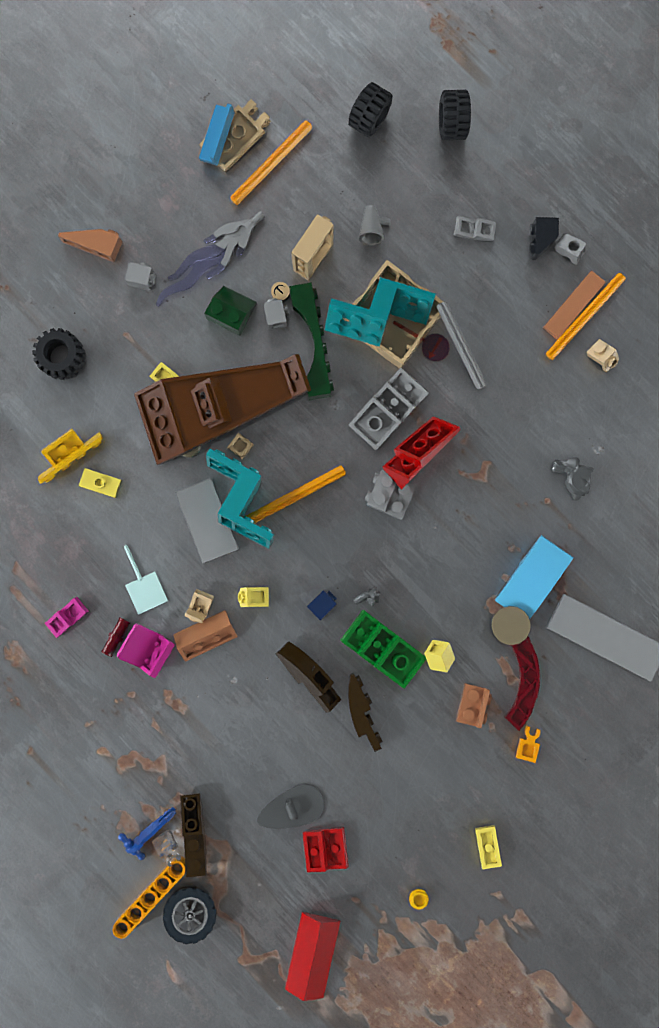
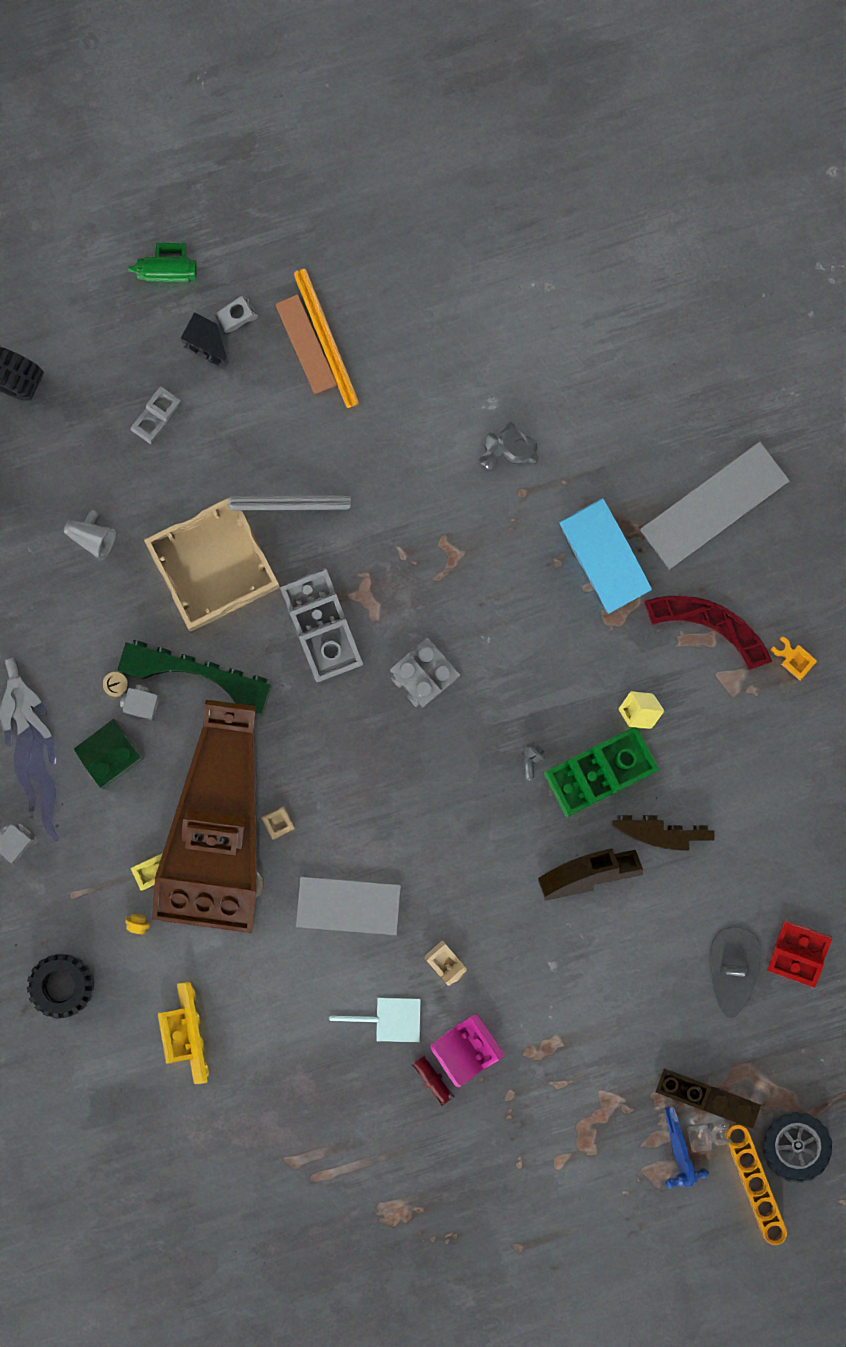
camera: 60 degrees left, 0 degrees up
(66, 617) = (380, 1128): dark pink slope -> none
(100, 483) = (239, 1012): light yellow plate -> none
(126, 385) = (137, 923): none -> yellow plate
(204, 636) = (484, 974): nougat panel -> none
(239, 498) = (342, 852): teal bracket -> none
(254, 597) = (465, 894): light yellow bracket -> none
(297, 494) = (369, 788): light orange axle -> none
(313, 247) = (86, 619): tan window -> none
(322, 604) = (514, 817): dark blue brick -> none
(370, 324) = (215, 597): teal bracket -> none
(419, 450) = (389, 613): red slope -> none
(434, 346) = (272, 533): piece -> none
(473, 705) = (717, 699): nougat bracket -> none
(510, 625) = (646, 610): dark tan tile -> none
(578, 187) = (166, 268): none -> green piece
(604, 355) = (383, 341): tan bracket -> none

